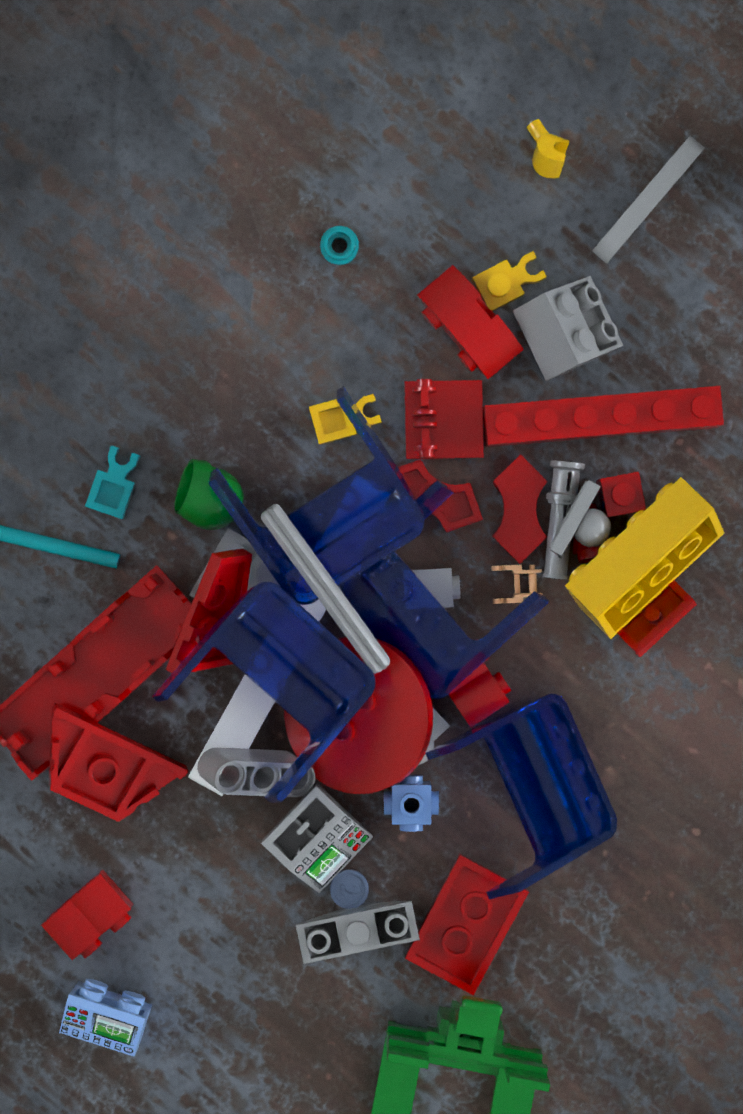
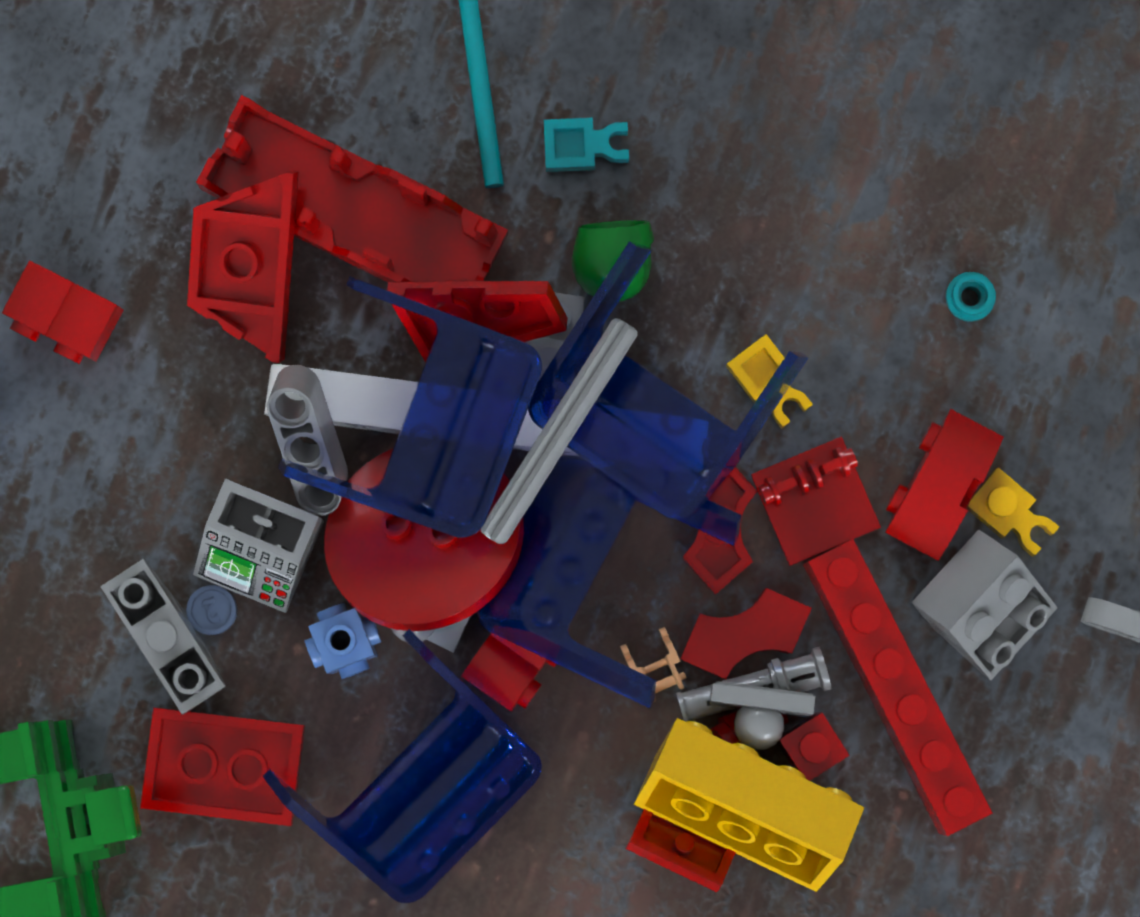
camera: 70 degrees right, 5 degrees down
(441, 584) = (617, 573): light grey brick -> none

